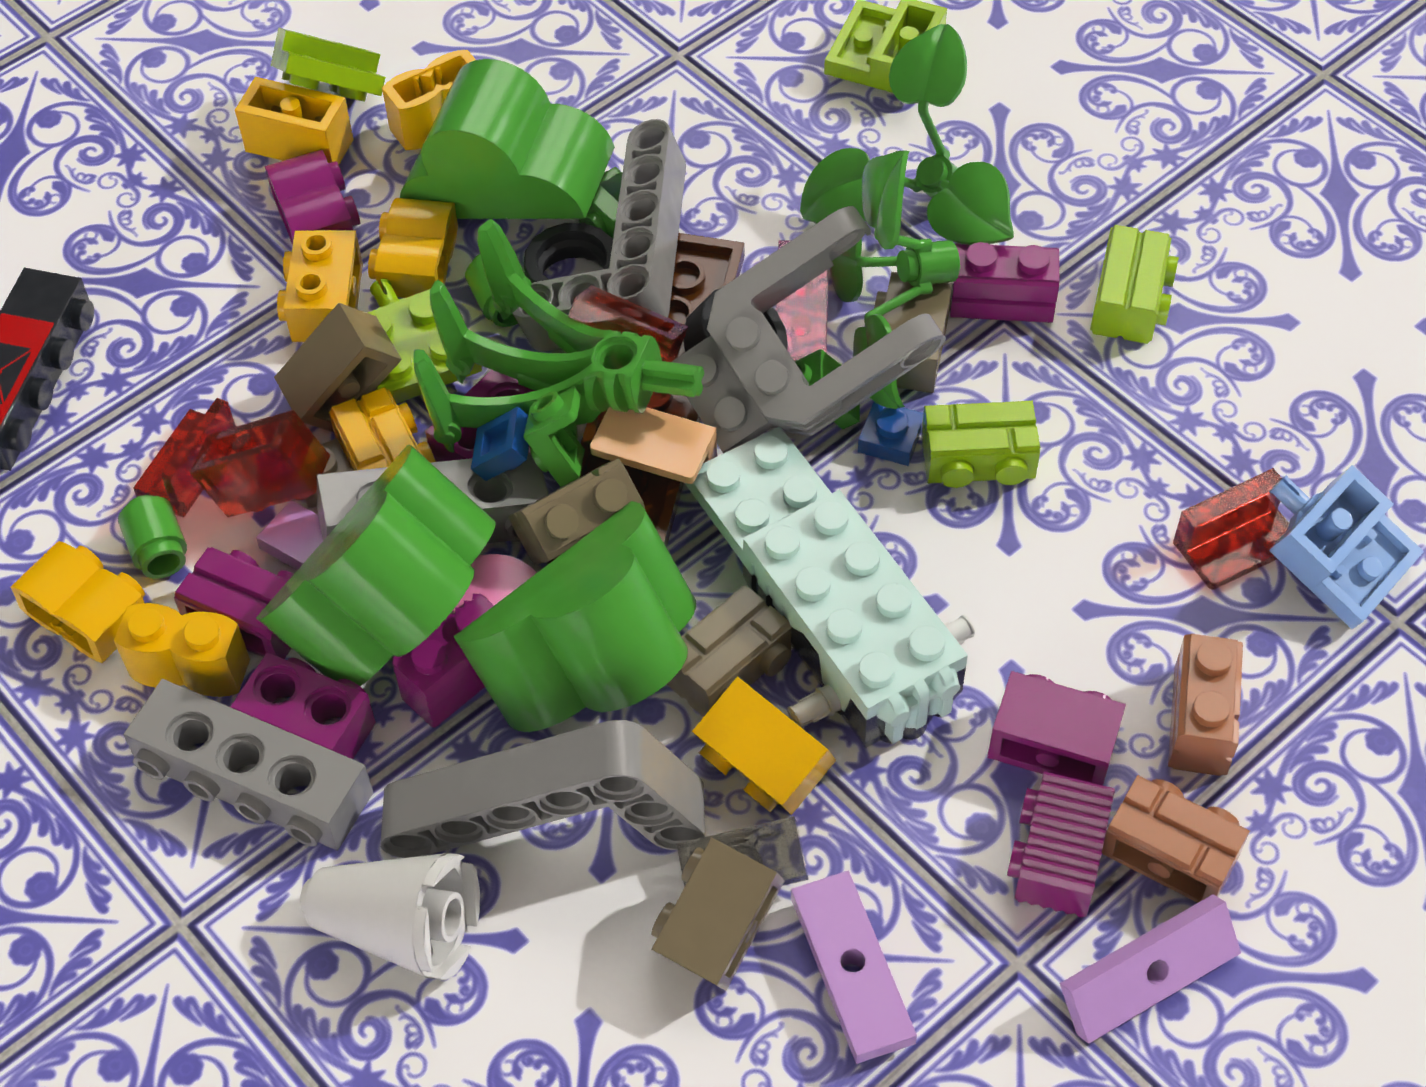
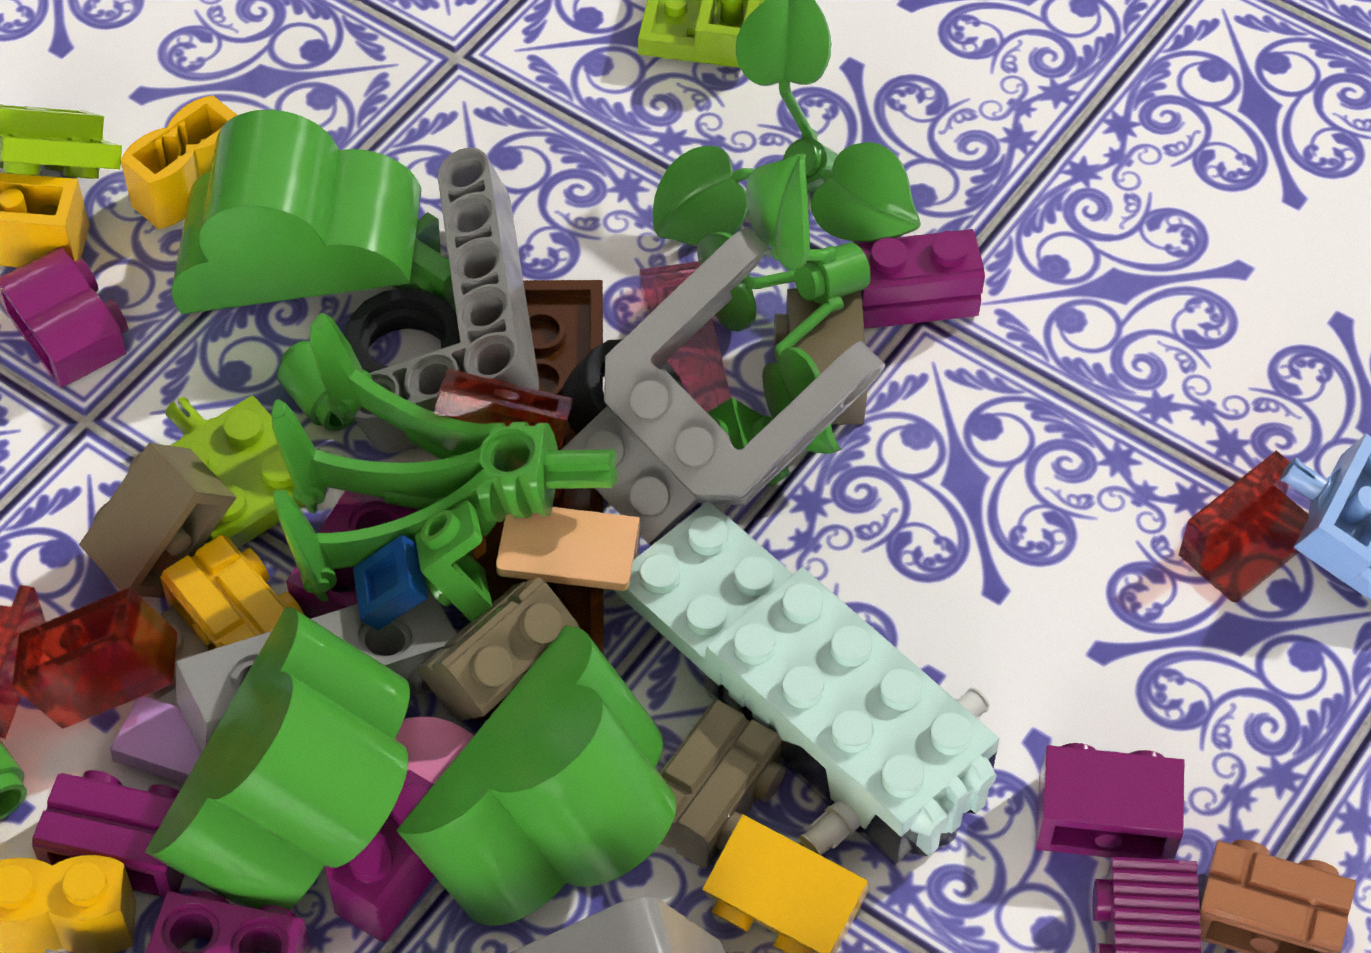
camera: 15 degrees left, 0 degrees up
(319, 275) = (103, 415): yellow brick -> none
(414, 245) = (205, 349): yellow brick -> none
(891, 433) = (829, 483): blue plate -> none
(980, 443) = (937, 477): lime brick -> none
(1132, 284) = (1061, 256): lime brick -> none
(1206, 705) = (1268, 741): nougat brick -> none

